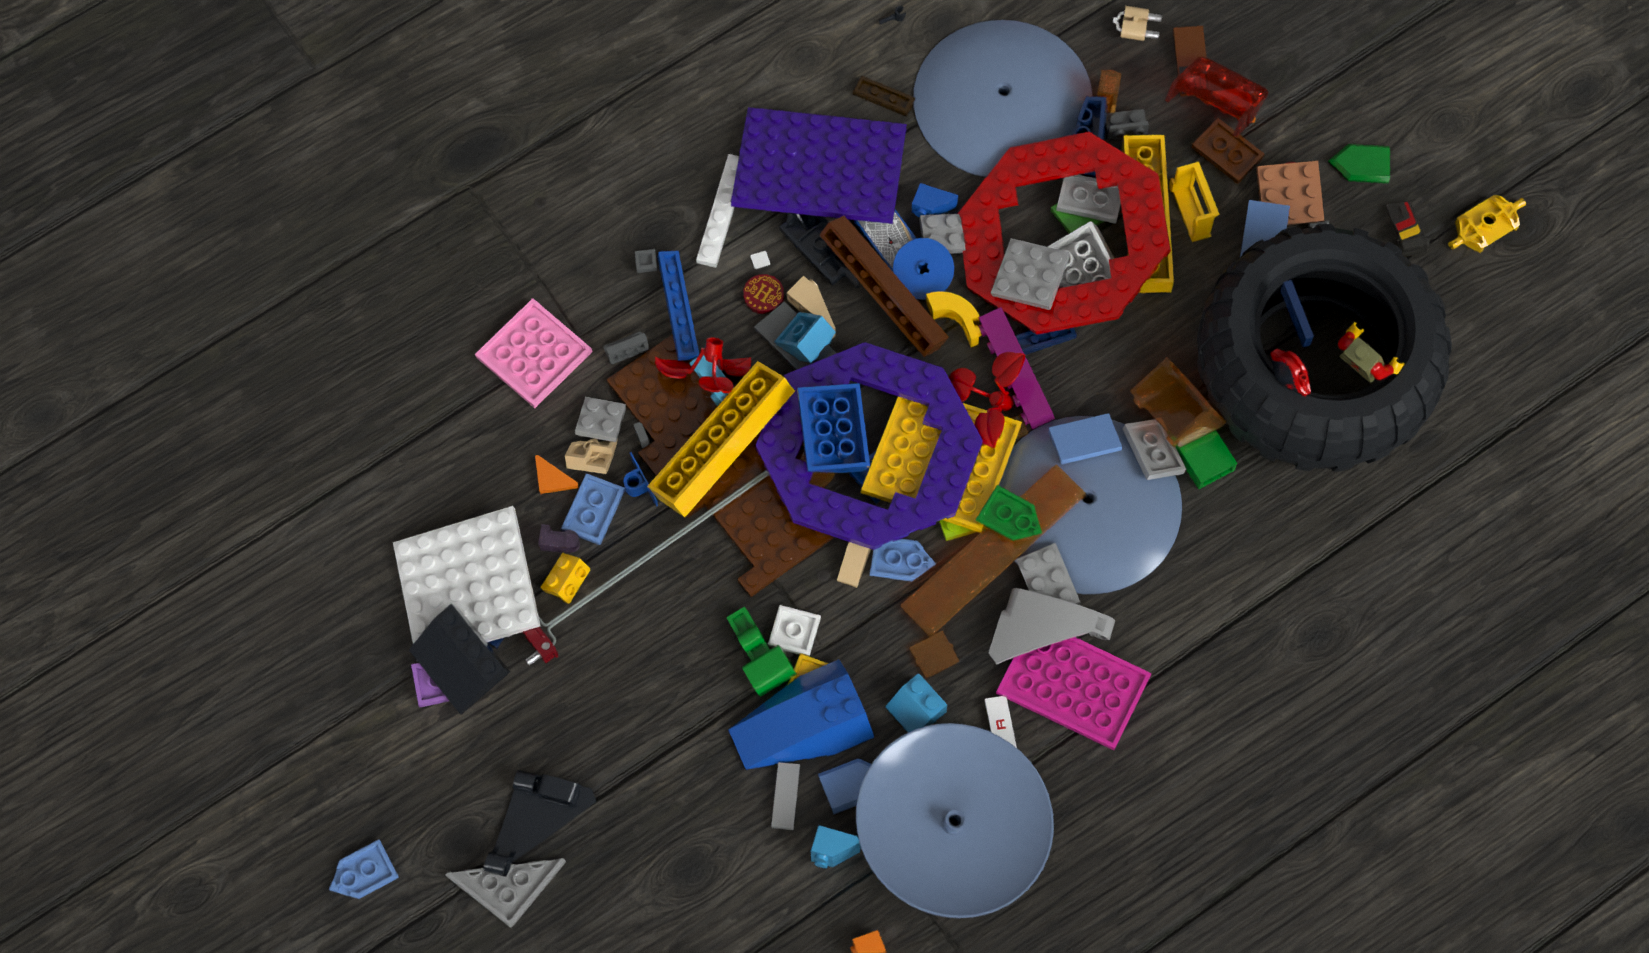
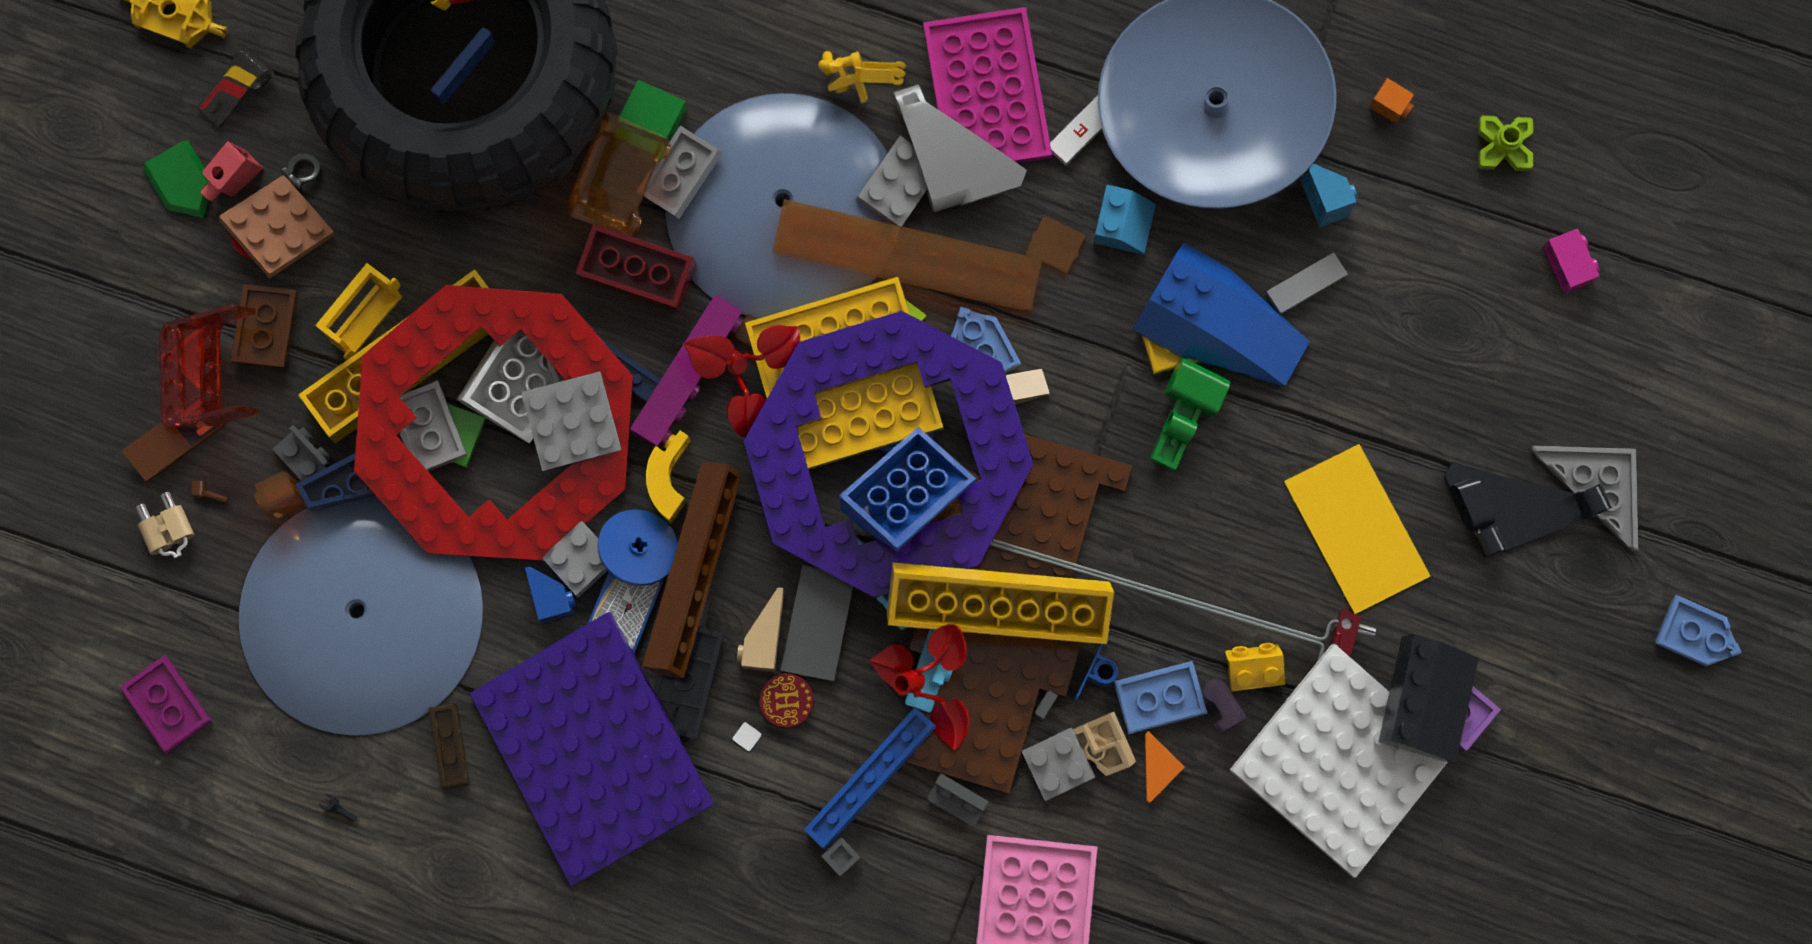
camera: 130 degrees left, 10 degrees up
(602, 708) = (1357, 529): none -> yellow piece
(719, 216) = (722, 820): white plate -> none
(794, 630) = (1134, 396): white tile -> none
(805, 336) = (810, 613): dark azure slope -> none
(843, 784) = (1247, 232): medium blue tile -> none
(1009, 515) = (865, 256): green tile -> none
(1085, 438) = (719, 245): medium blue tile -> none
(1105, 380) = (636, 268): none -> dark red brick
(1144, 598) = (864, 72): none -> yellow piece
(1147, 55) = (198, 490): none -> reddish brown hand
(1263, 222) = (343, 222): medium blue tile -> none
(1291, 371) = (533, 34): red hat -> none
(1347, 182) = (229, 171): none -> coral torso

